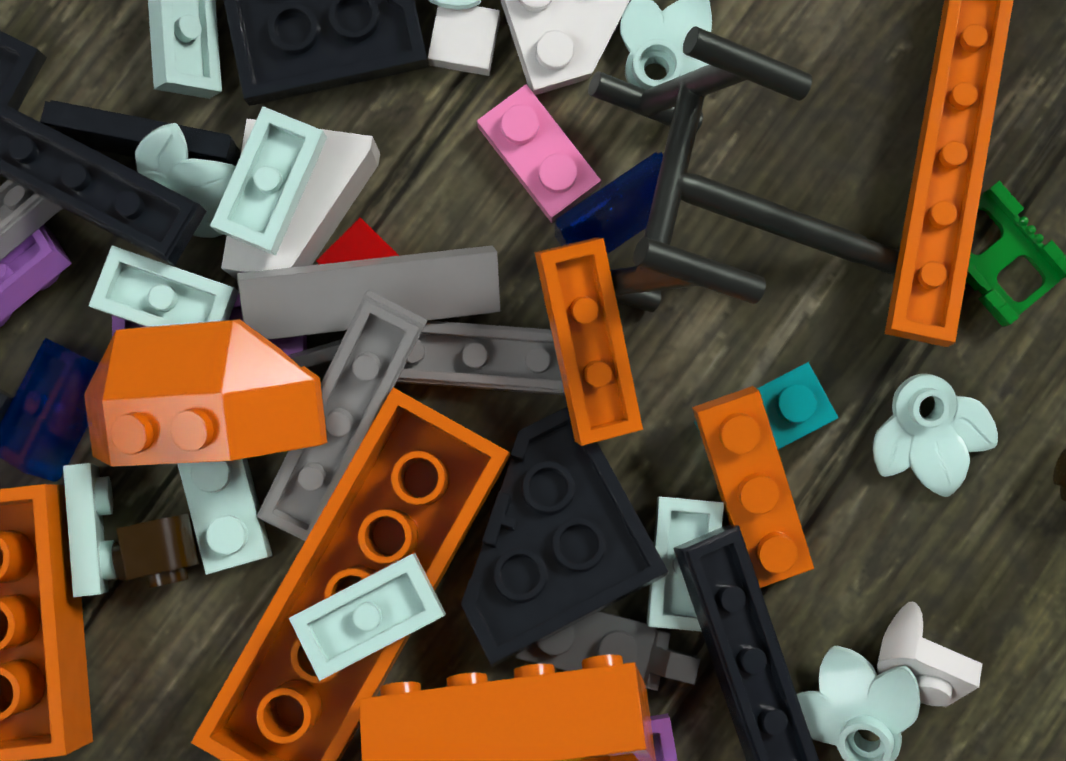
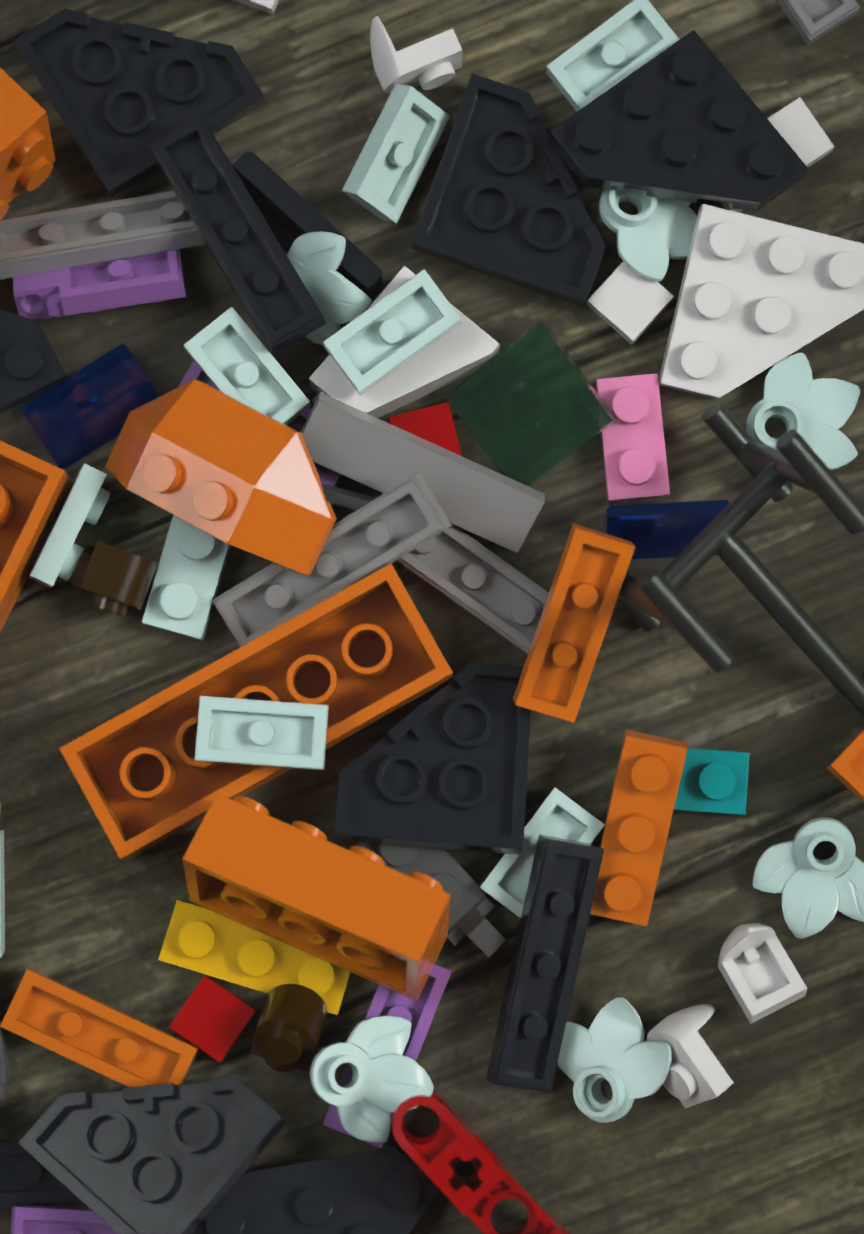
camera: 30 degrees right, 0 degrees up
(433, 177) = (530, 406): none -> clear green tile
(936, 548) = (759, 971): none -> white plate

